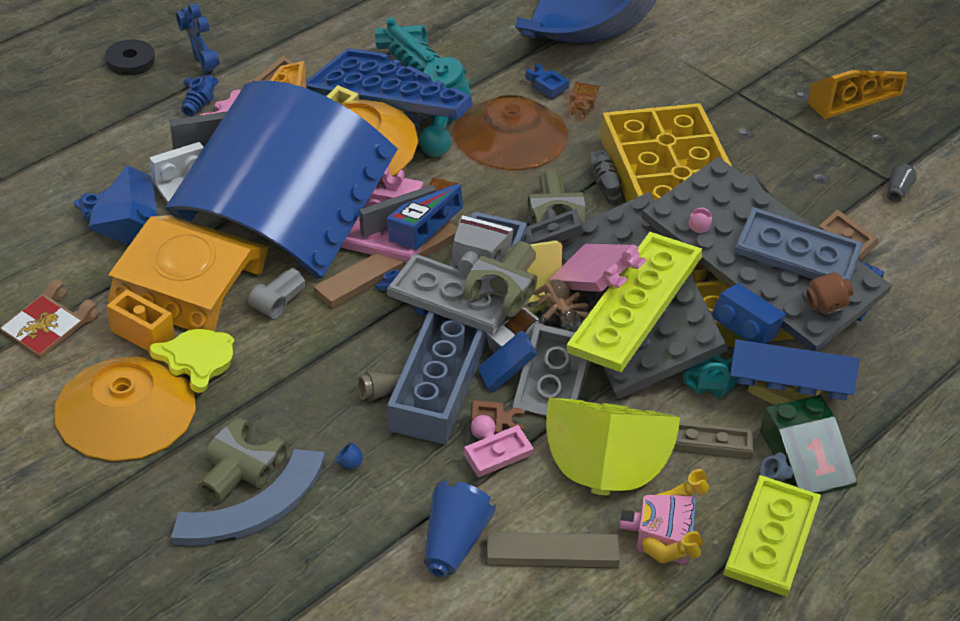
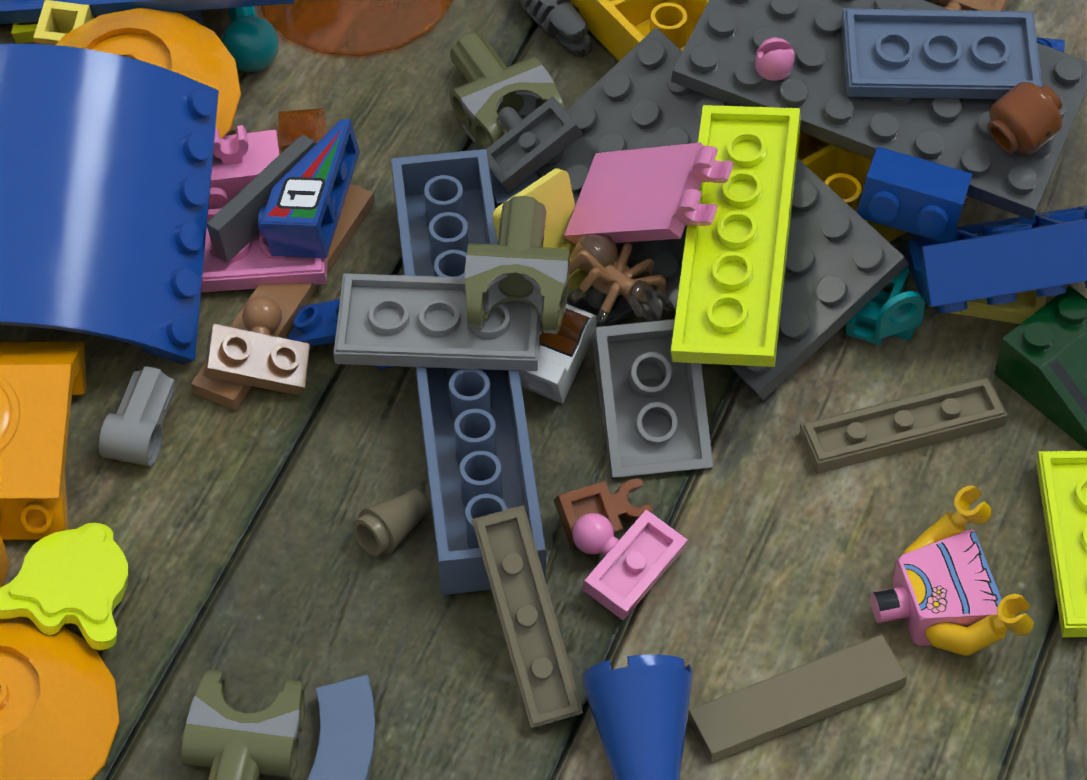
camera: 20 degrees left, 10 degrees up
(350, 457) = (410, 666): blue hinge -> none
(355, 283) = (254, 354): none -> medium nougat plate
(420, 451) = (527, 617): none -> dark tan tile
(479, 238) = (439, 221): light grey torso -> none
(507, 361) = (574, 404): blue tile -> none
(609, 443) = (798, 492): neon yellow brick -> none
(772, 463) = (1054, 417): sand blue plate -> none

